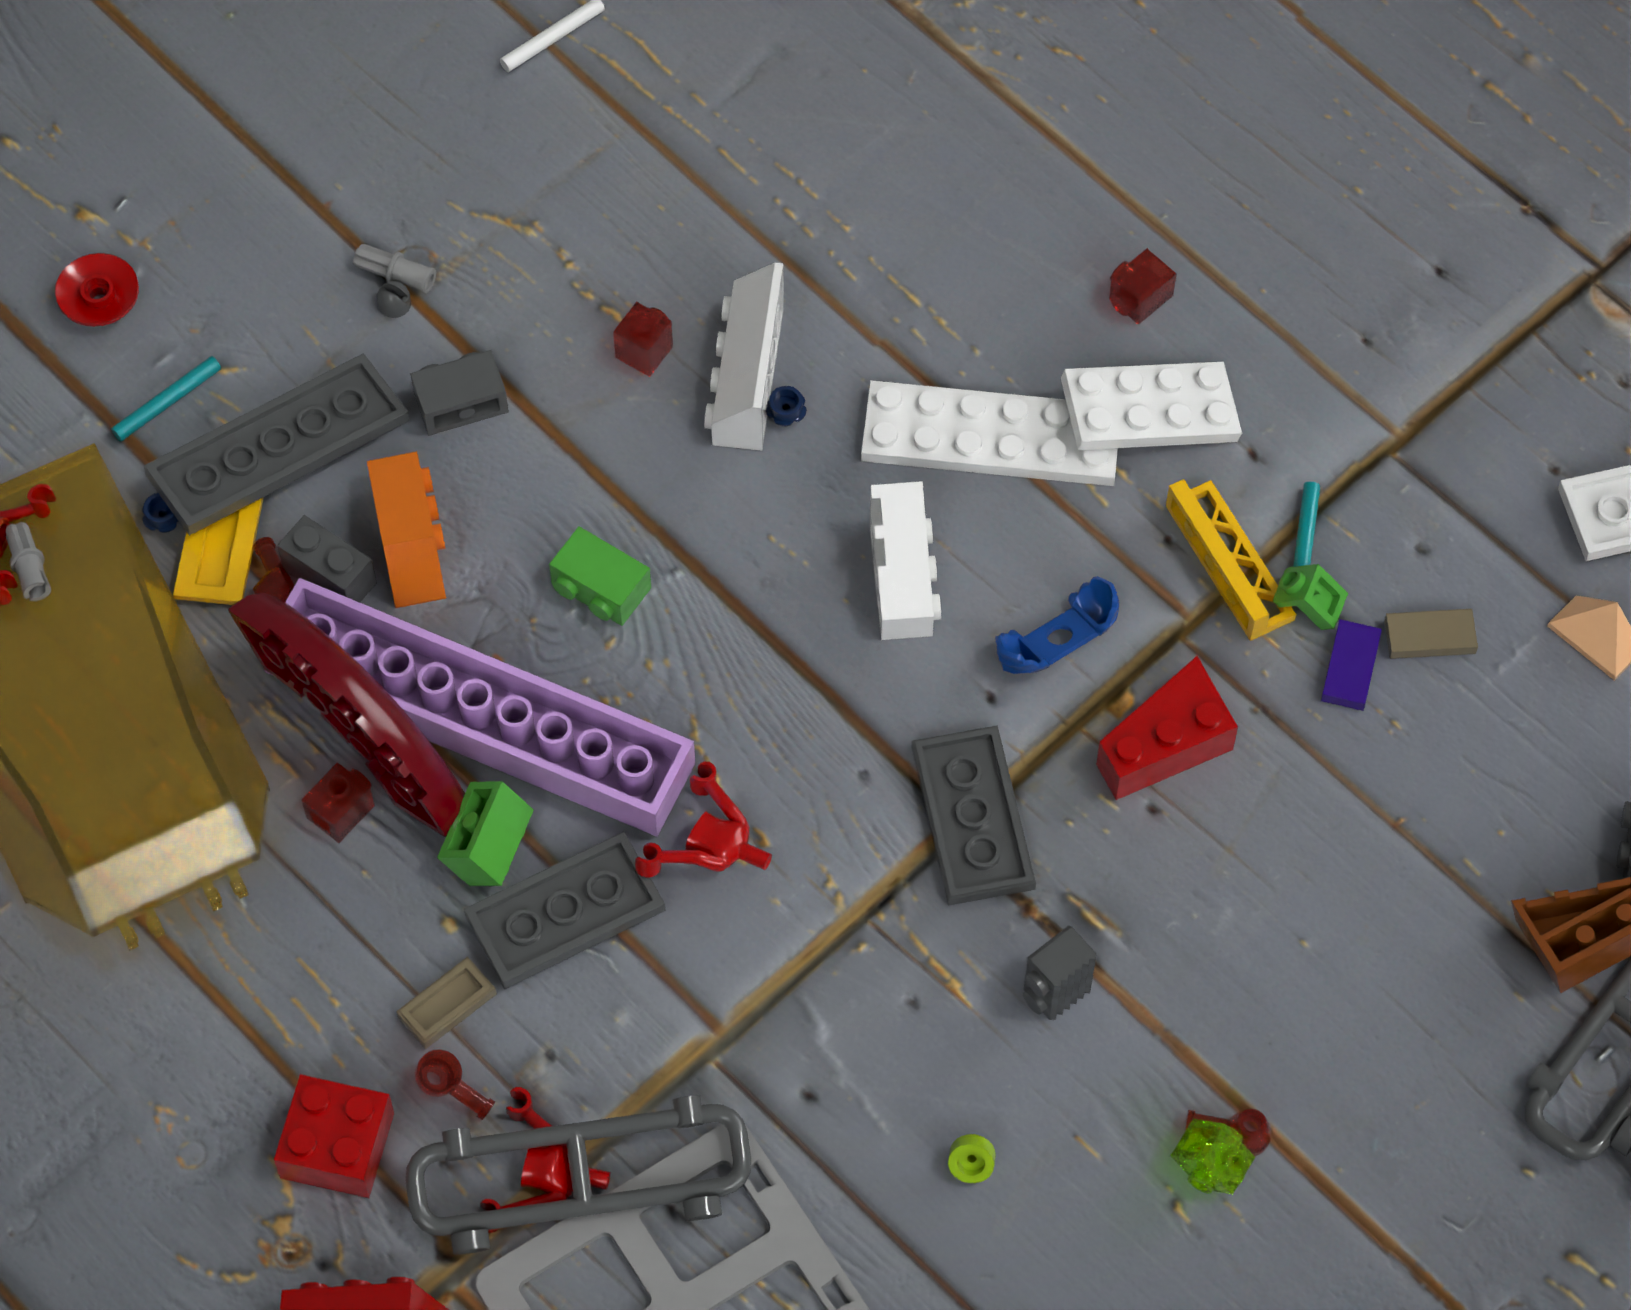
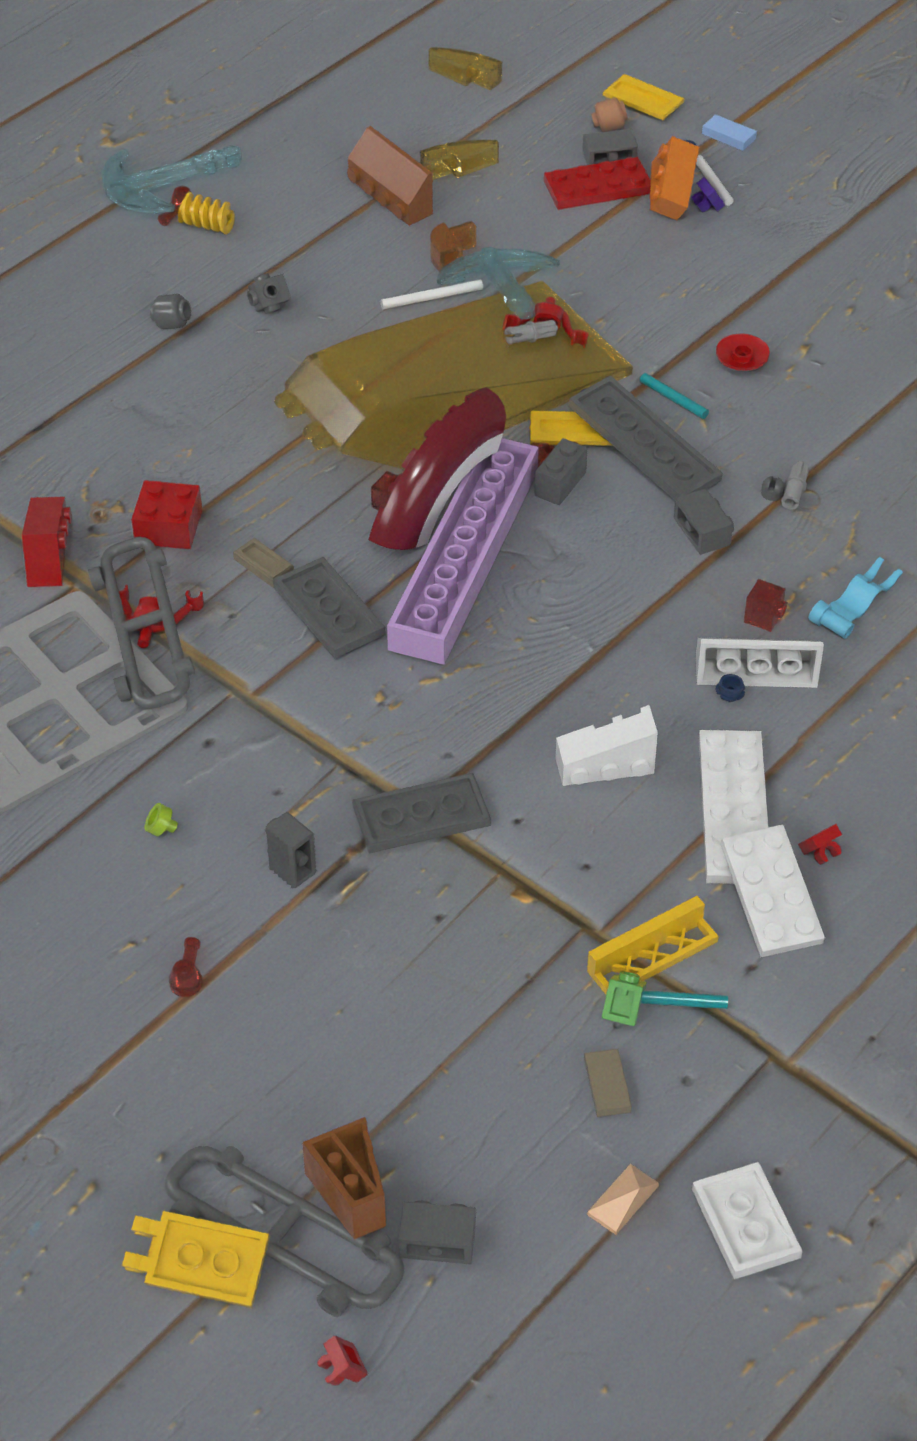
camera: 85 degrees right, 15 degrees down
(407, 528) = (592, 502): orange wedge -> none
(450, 1075) = (202, 551): clear red bar -> none
(485, 833) = (373, 559): bright green brick -> none
(599, 576) = (574, 601): bright green brick -> none
(636, 237) = (853, 602): none -> medium azure flag
(713, 841) = (386, 670): red piece -> none
(1069, 340) = (822, 841): none -> red tile
(1091, 615) = (551, 829): blue piece -> none
(1141, 286) = (879, 881): clear red brick -> none
(1167, 733) = (494, 911): red wedge -> none
(1213, 1156) = (157, 947): clear neon green brick -> none
(1351, 665) = (572, 1031): dark purple tile -> none

